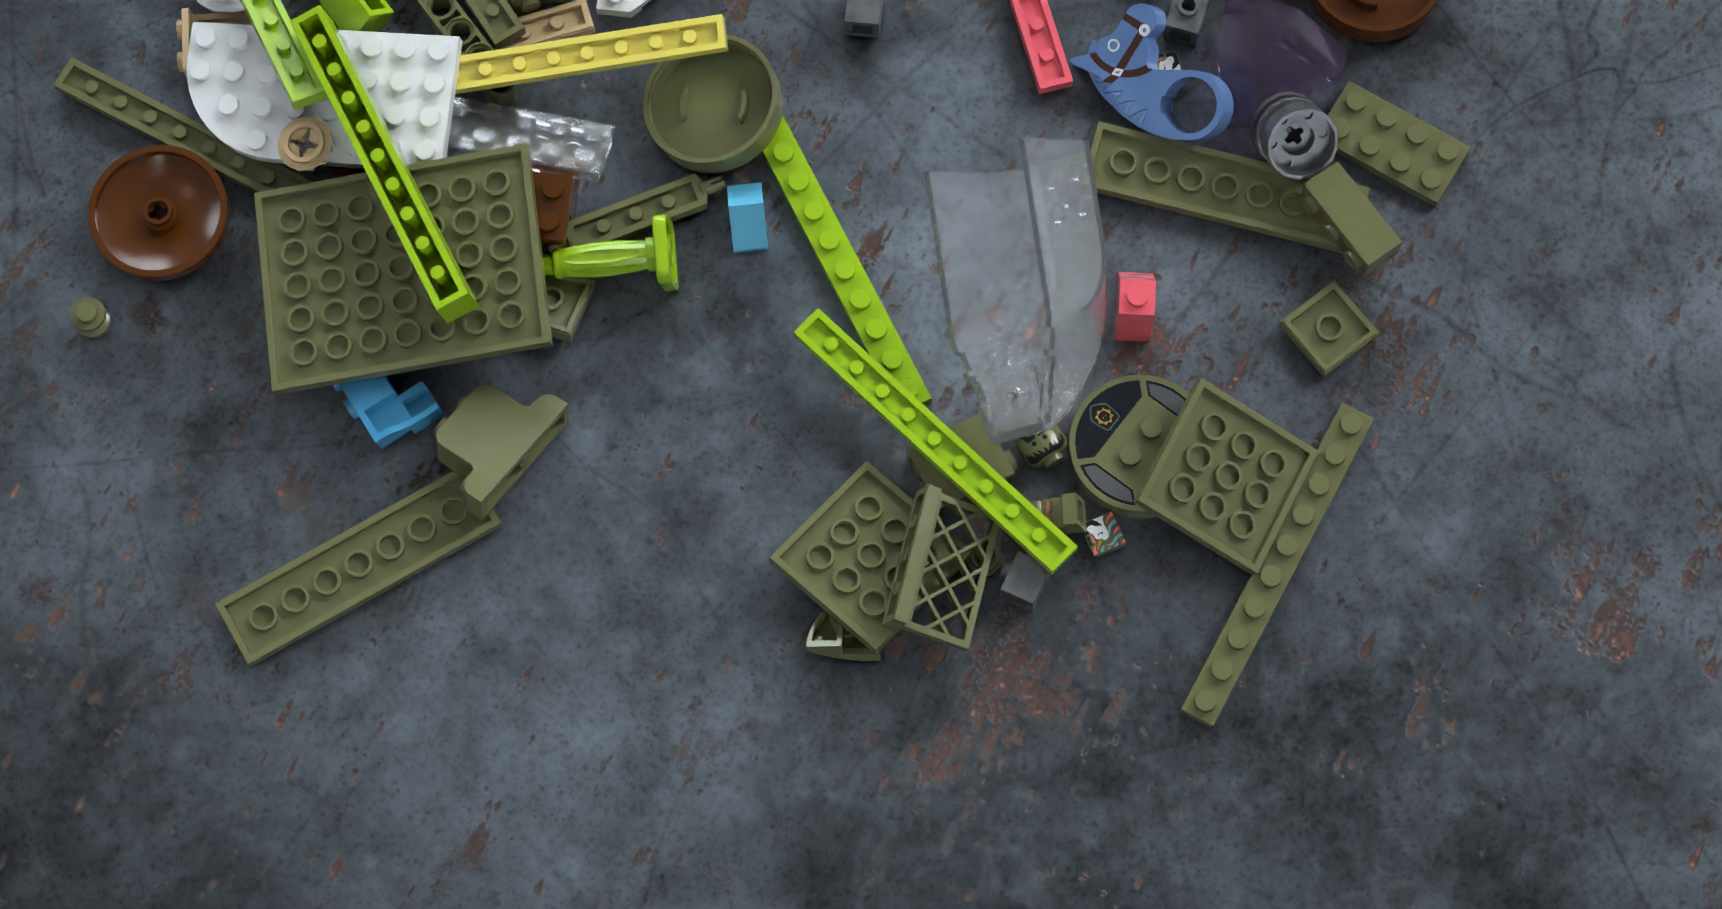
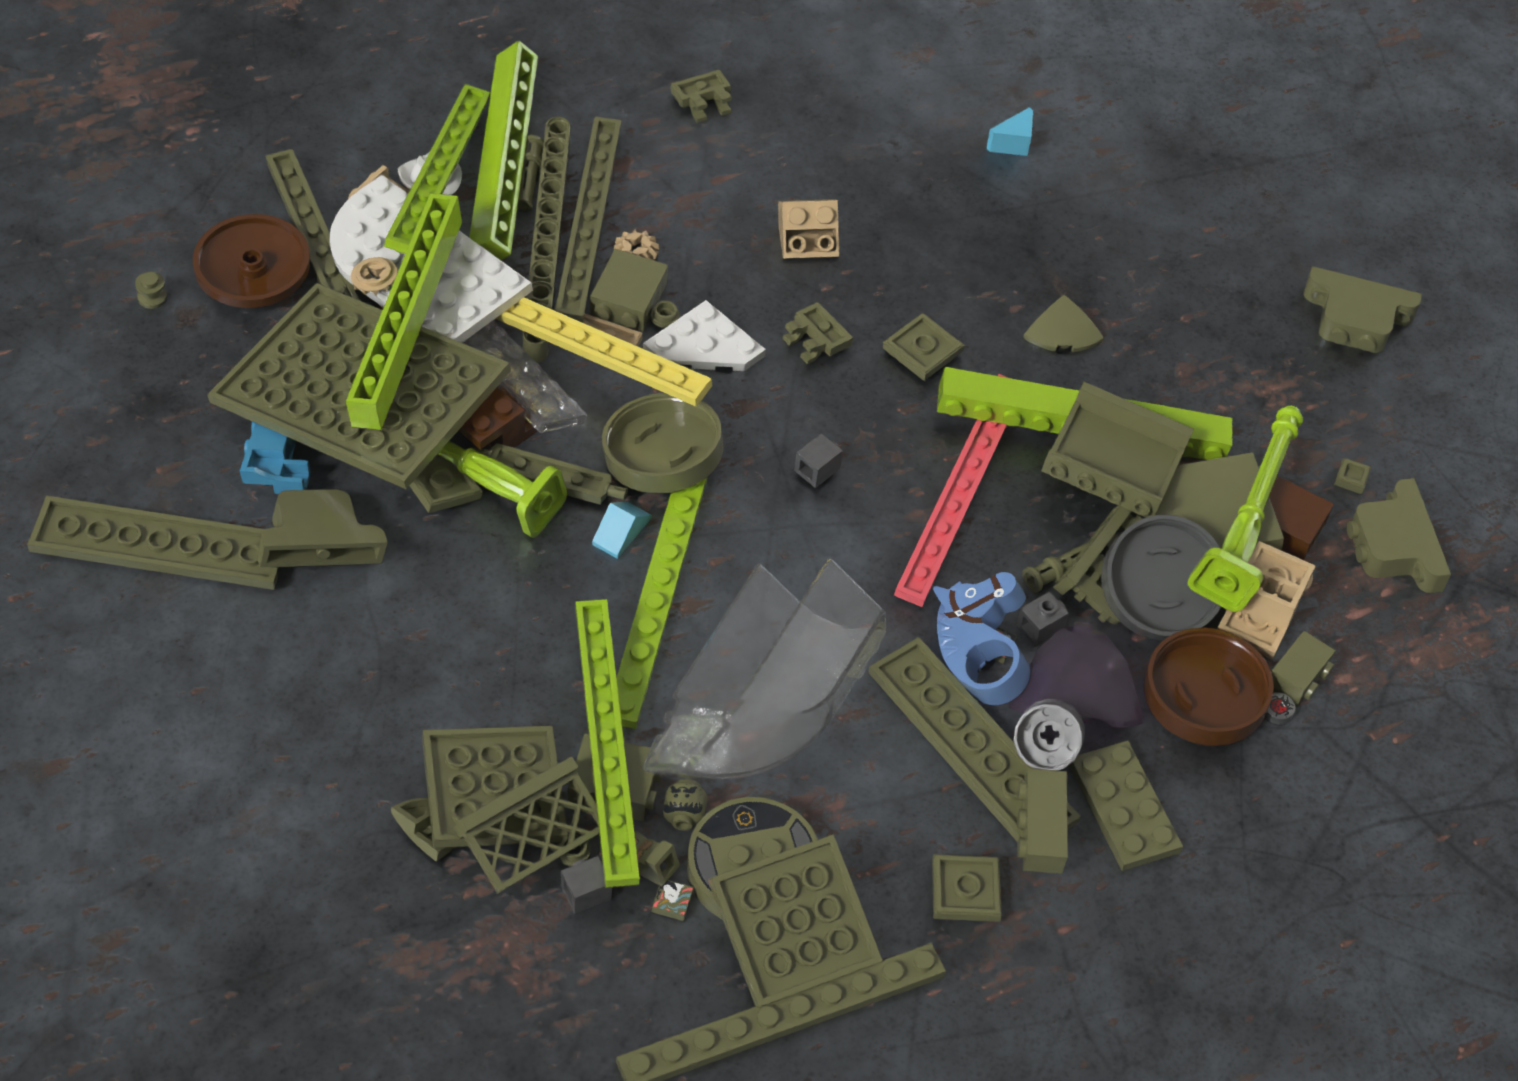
camera: 30 degrees right, 20 degrees down
(1135, 306) = (832, 763): coral slope -> none

